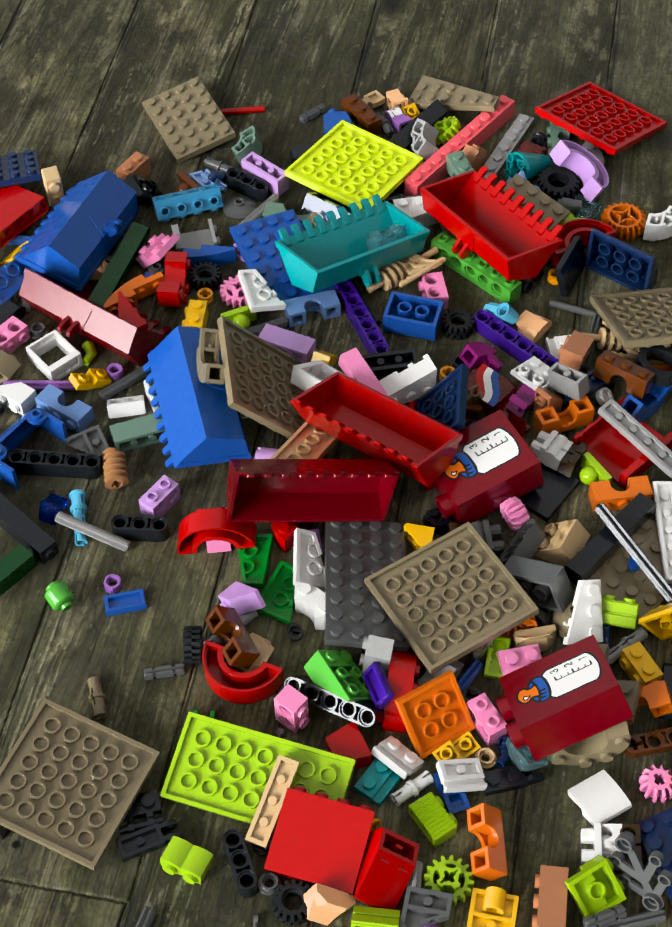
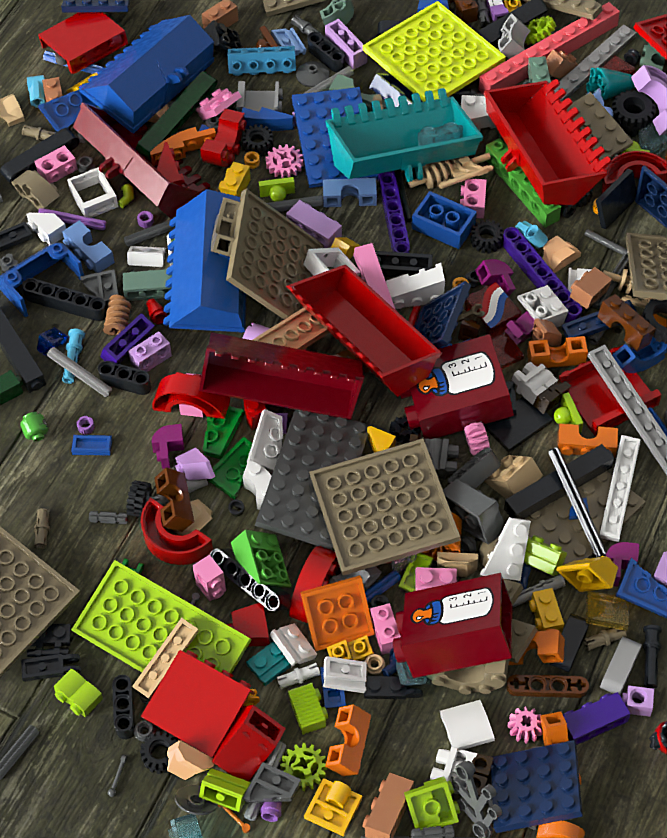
camera: 15 degrees right, 5 degrees up
(52, 184) = (137, 18): tan brick -> none
(91, 380) = (123, 223): yellow slope -> none
(133, 489) = (128, 338): none -> dark purple brick
(153, 457) = (155, 311): none -> red cone
(202, 580) = (166, 440): none -> magenta brick
(217, 175) = (297, 36): dark blue arm -> none
(257, 293) = (300, 168): white wing -> none
(377, 650) = (298, 545): brick -> none
(378, 685) = (291, 574): dark purple tile -> none
(568, 381) = (568, 318): light grey brick -> none
(570, 204) = (637, 133): dark grey cone -> none
(603, 395) = (606, 338): white tile -> none

